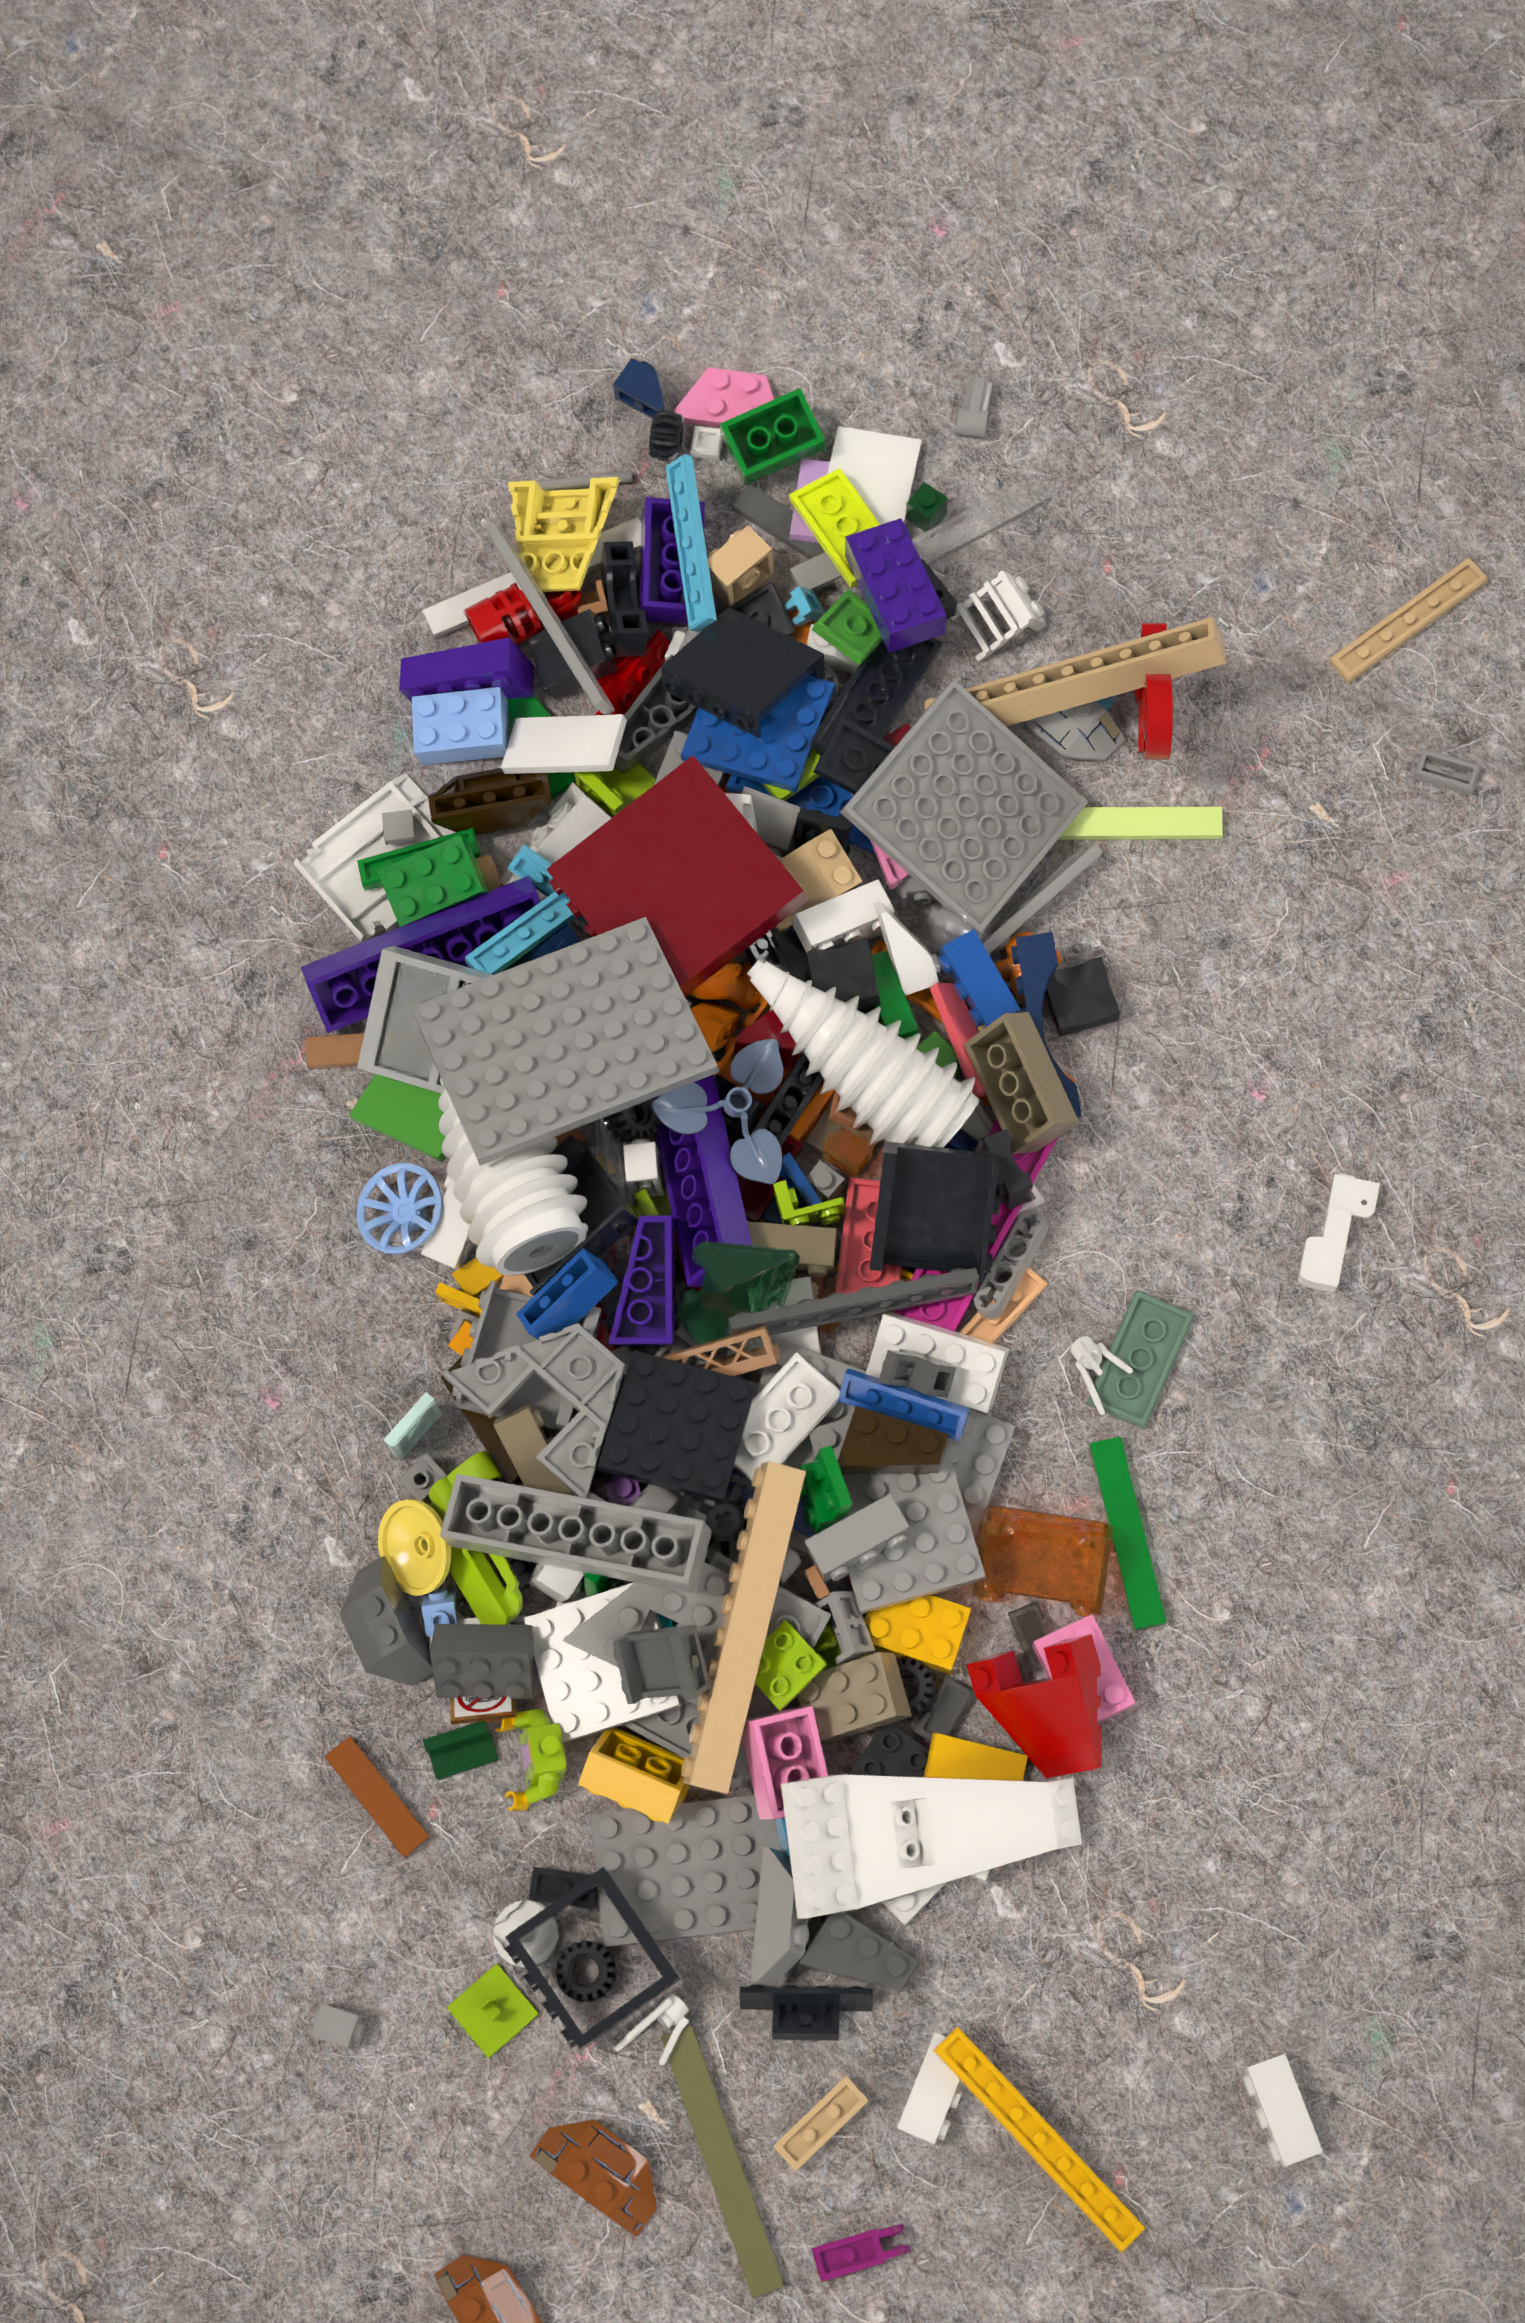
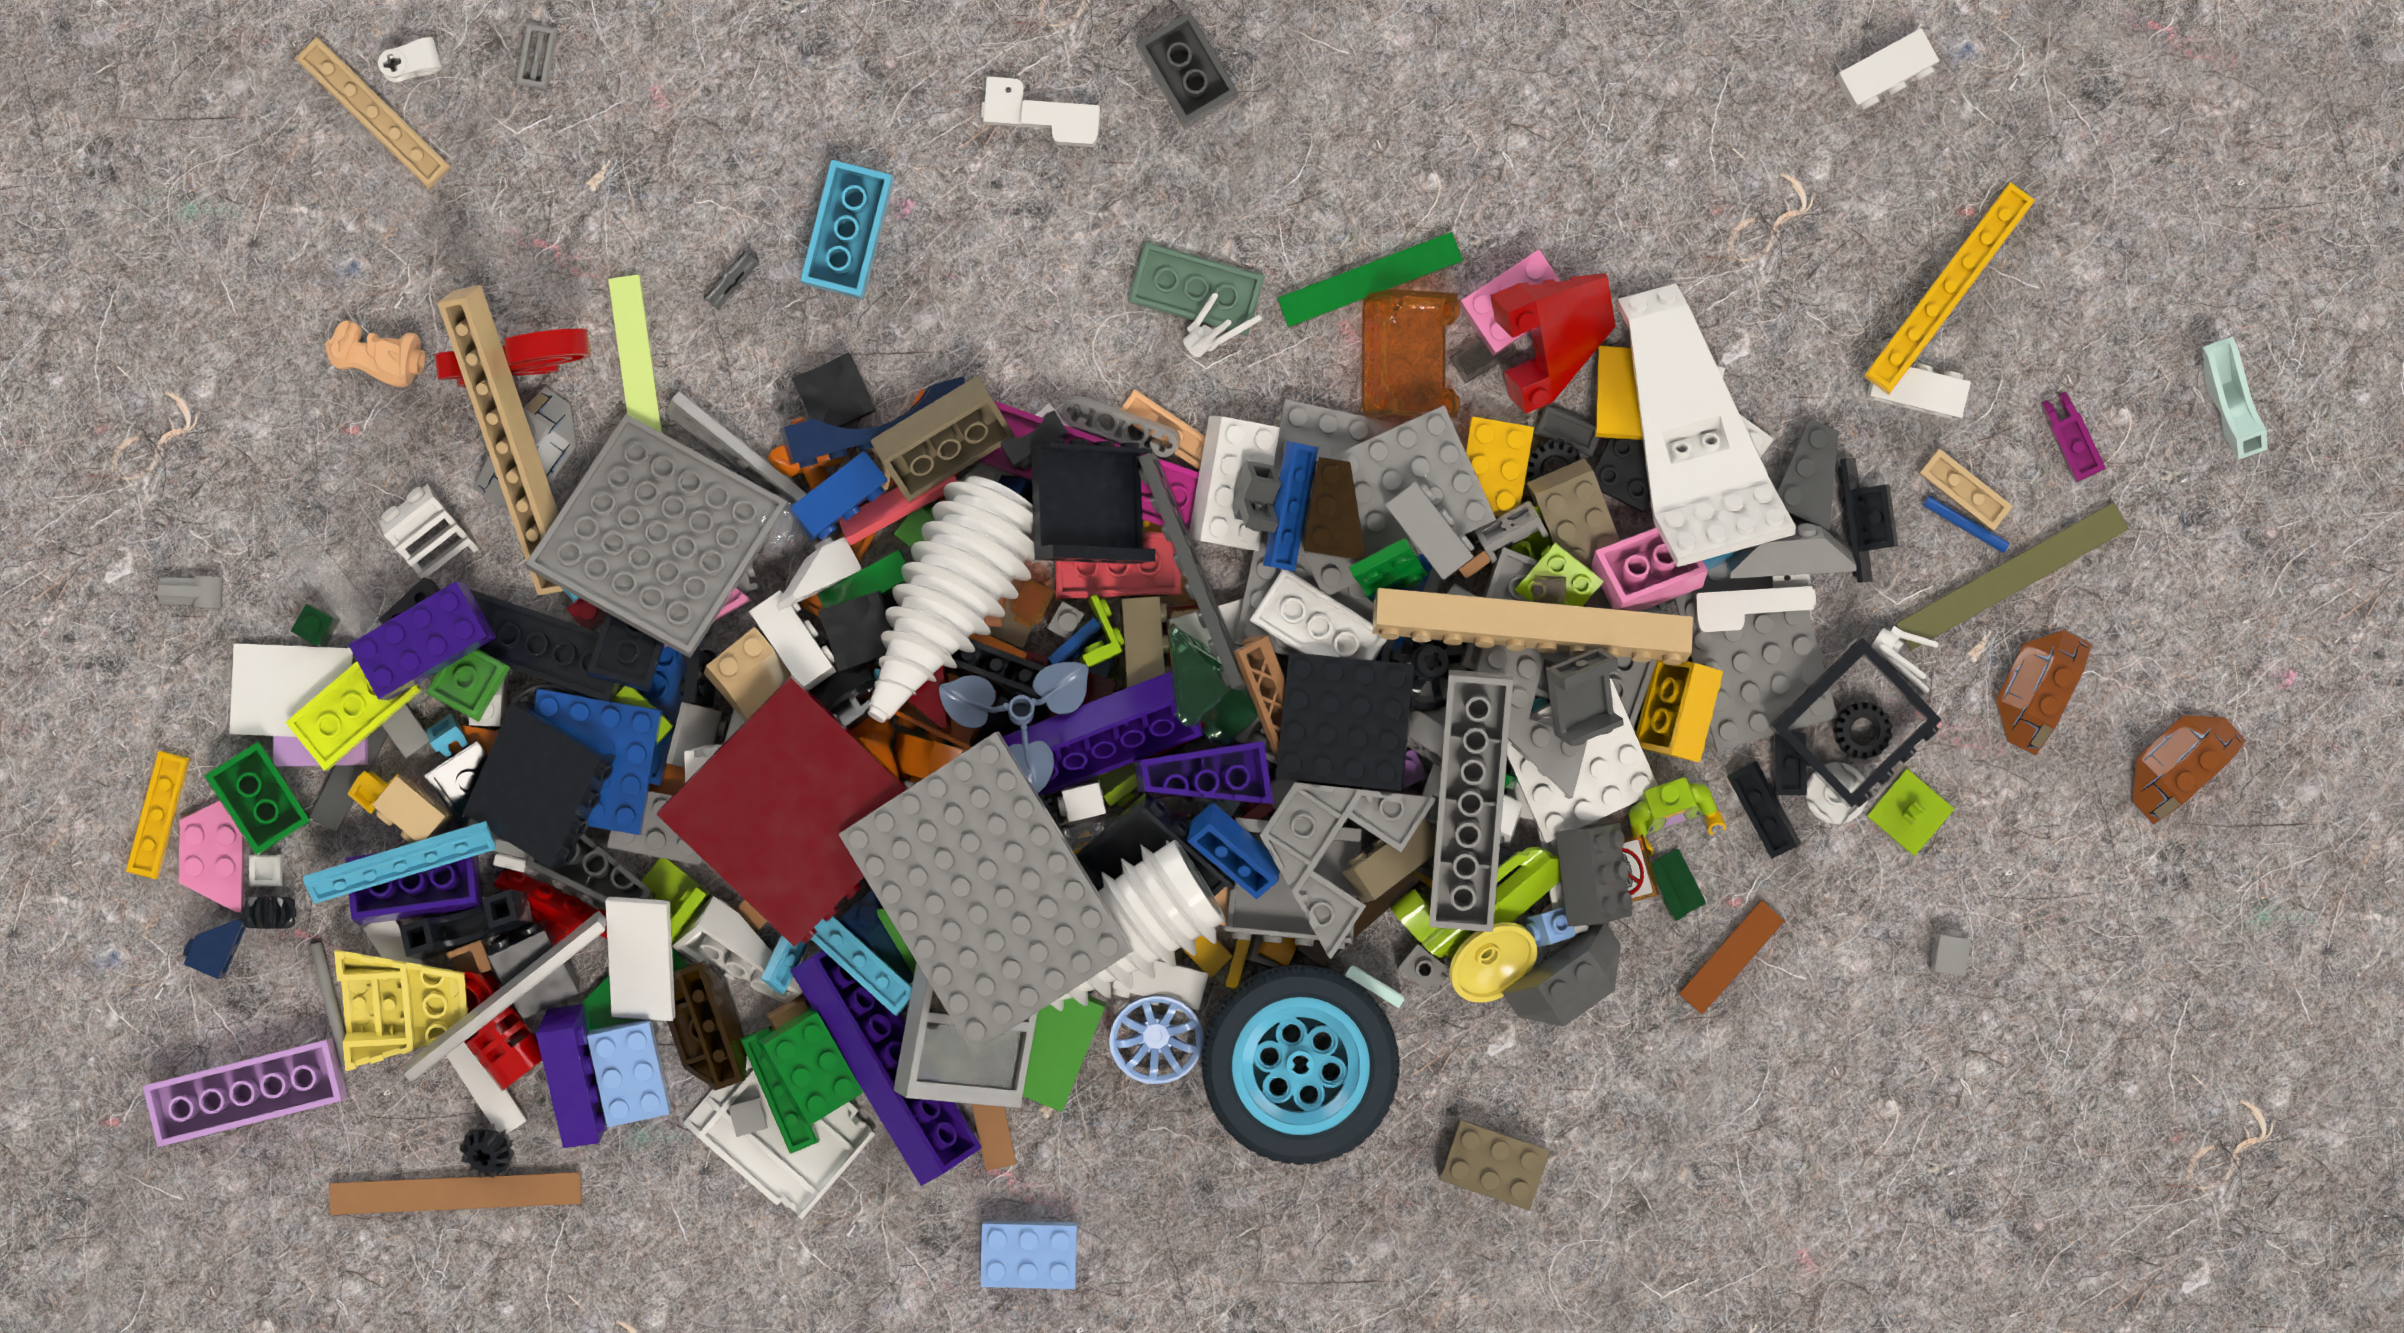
camera: 105 degrees left, 15 degrees up
(214, 1521) = (1494, 1164): none -> dark tan brick
(217, 1064) = (1029, 1254): none -> light blue brick
(340, 1273) = (1284, 1124): none -> wheel
(379, 568) = (455, 1193): none -> medium nougat tile
(412, 594) = (487, 1150): none -> black gear
(505, 397) = (245, 1092): none -> lavender brick
(521, 1853) = (1764, 809): none -> black plate
(732, 1842) = (1727, 609): none -> white piece
(768, 529) = (368, 789): none -> yellow panel
(773, 359) = (158, 815): none -> yellow tile
(778, 1651) = (1549, 589): none -> tile
(784, 2119) = (1966, 524): none -> blue bar
(1172, 593) = (385, 359): none -> light nougat animal
(1206, 919) = (731, 280): none -> dark grey pin
(1241, 1029) = (847, 229): none -> medium azure brick
(1363, 1377) = (1187, 70): none -> dark grey brick
(1455, 660) = (413, 60): none -> white piece

